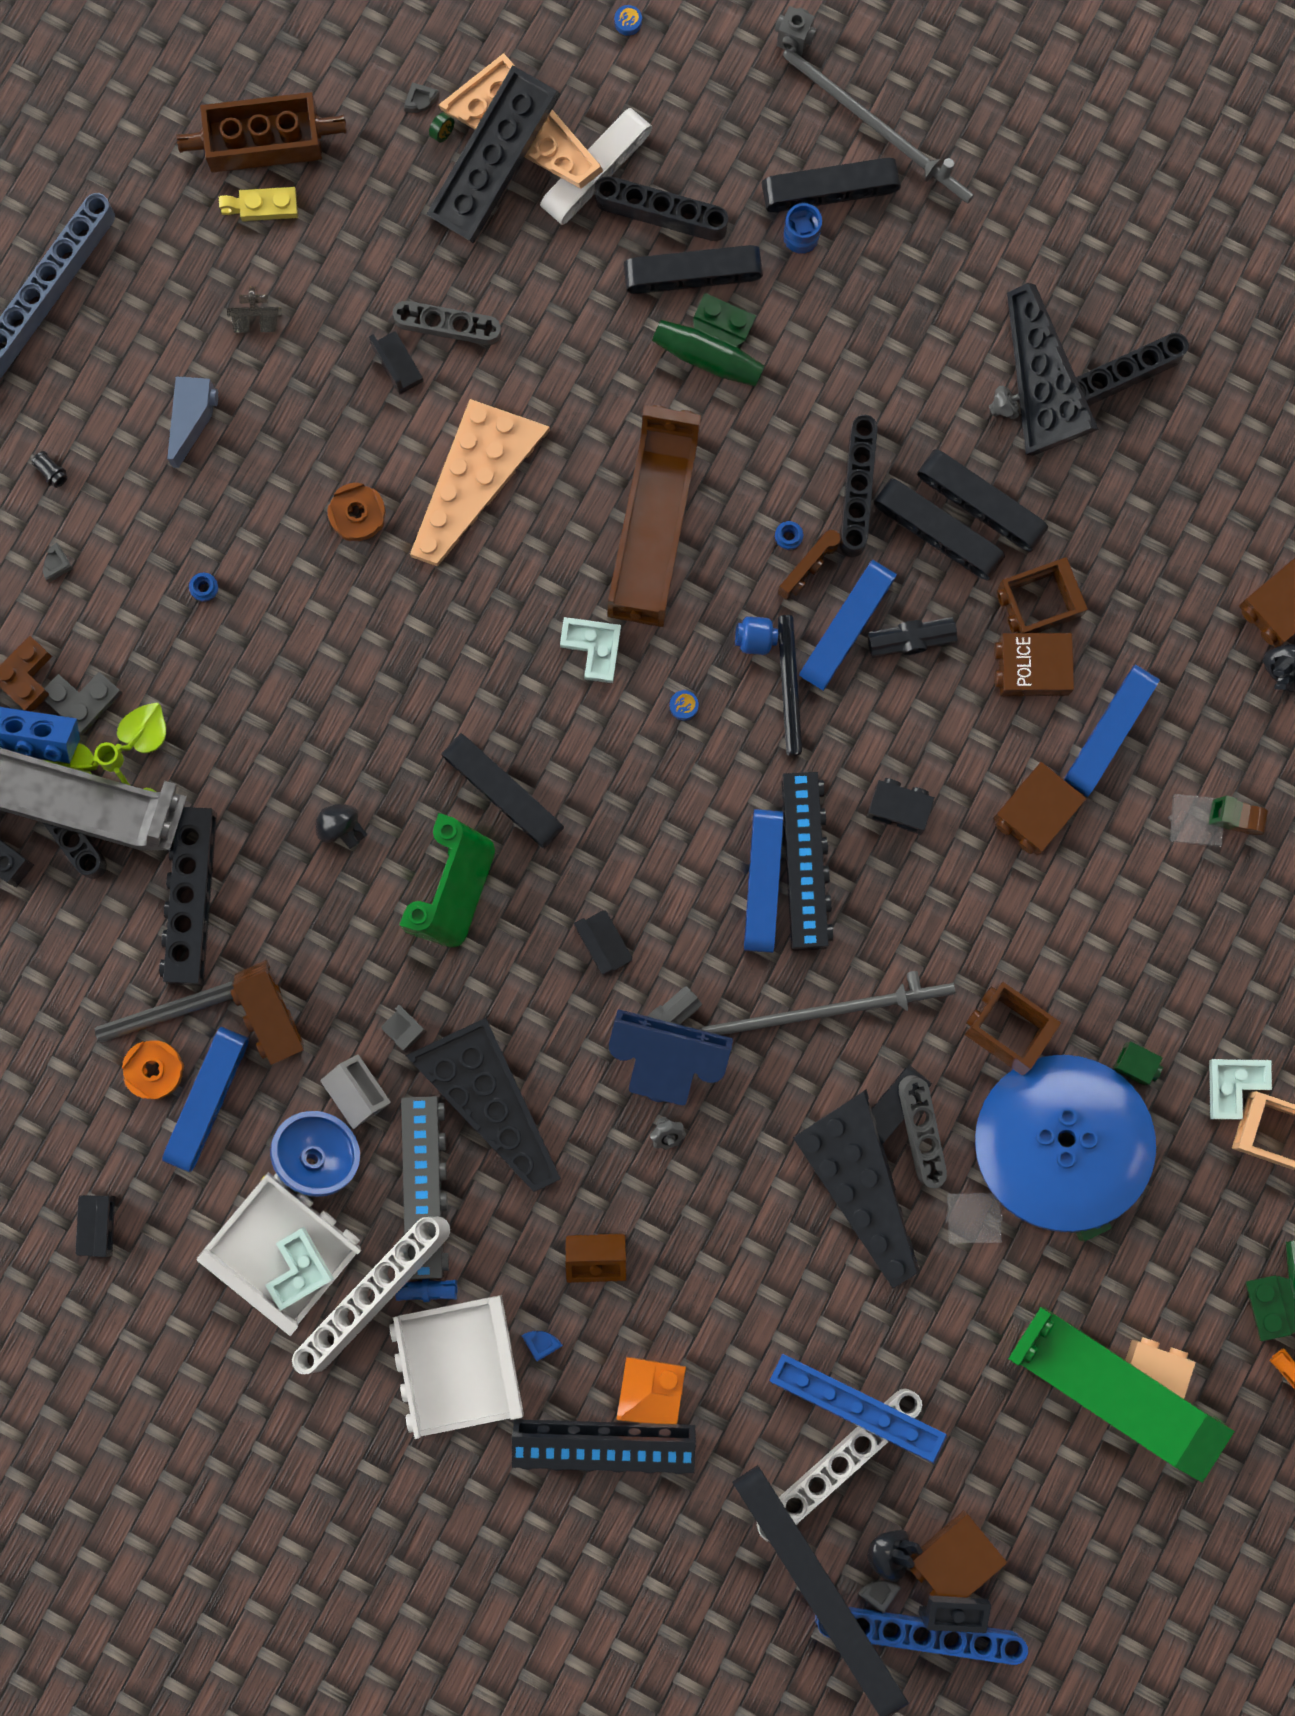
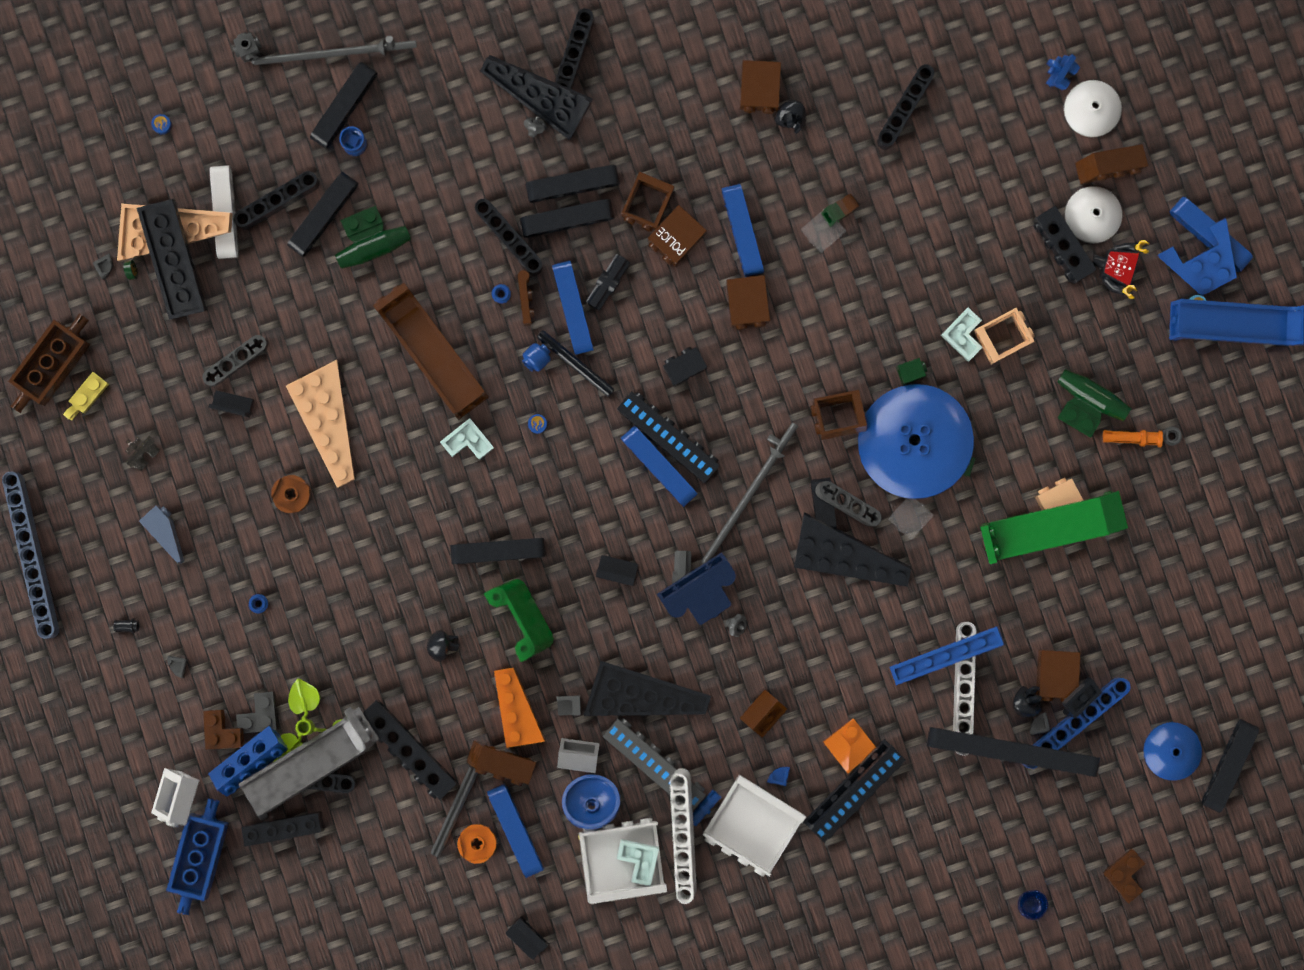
camera: 45 degrees left, 5 degrees up
(341, 975) = (516, 712): none -> orange wedge

